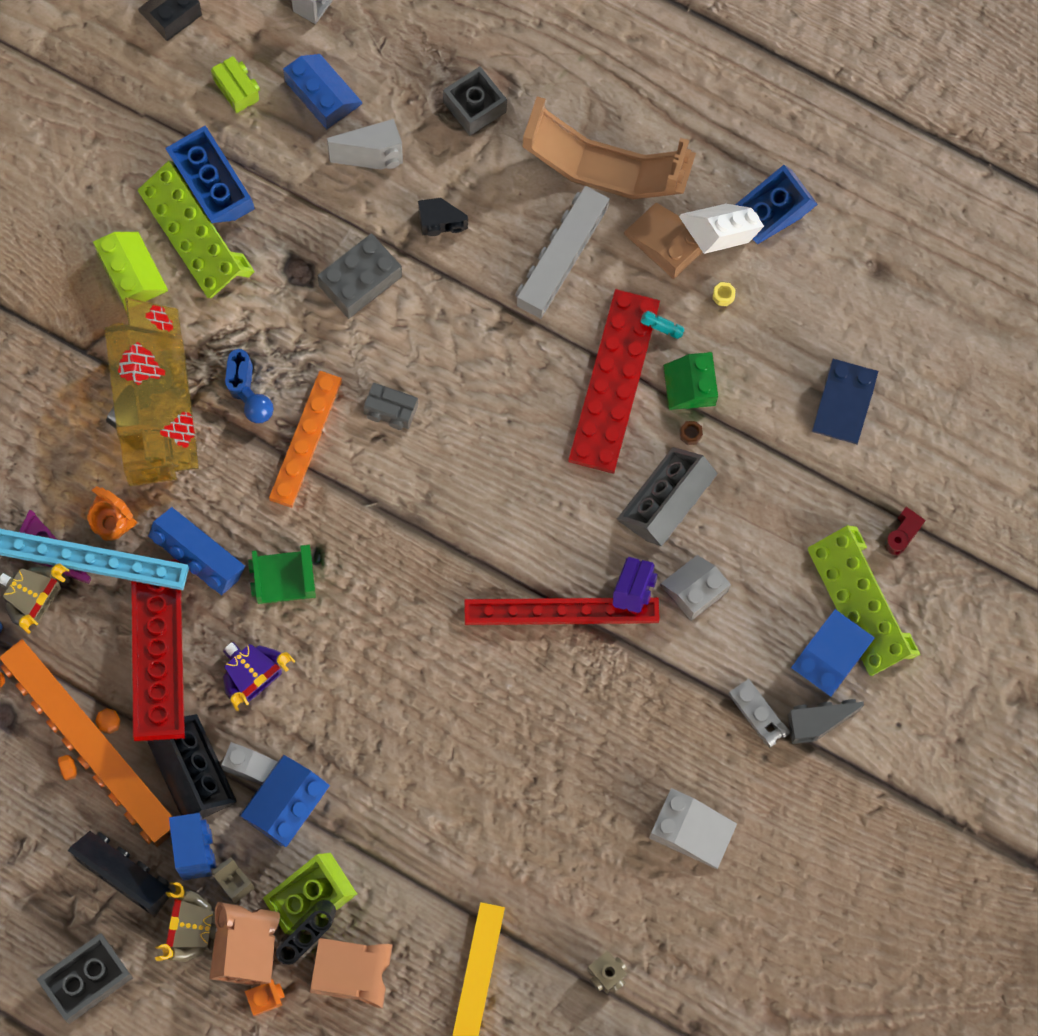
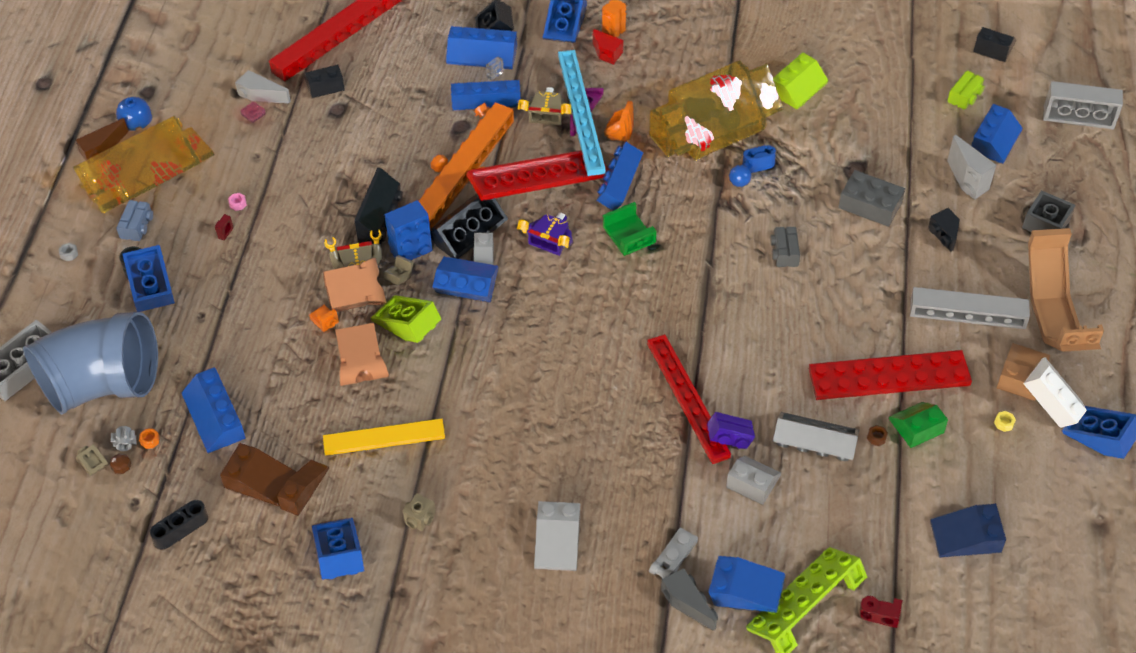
camera: 75 degrees right, 20 degrees down
(84, 978) = (300, 215): dark grey brick -> none
(192, 231) = (844, 101): lime bracket -> none
(210, 177) = (889, 96): blue slope -> none
(301, 942) = (380, 315): black beam -> none
(305, 439) = (735, 211): orange plate -> none
(662, 324) = (952, 386): teal axle -> none

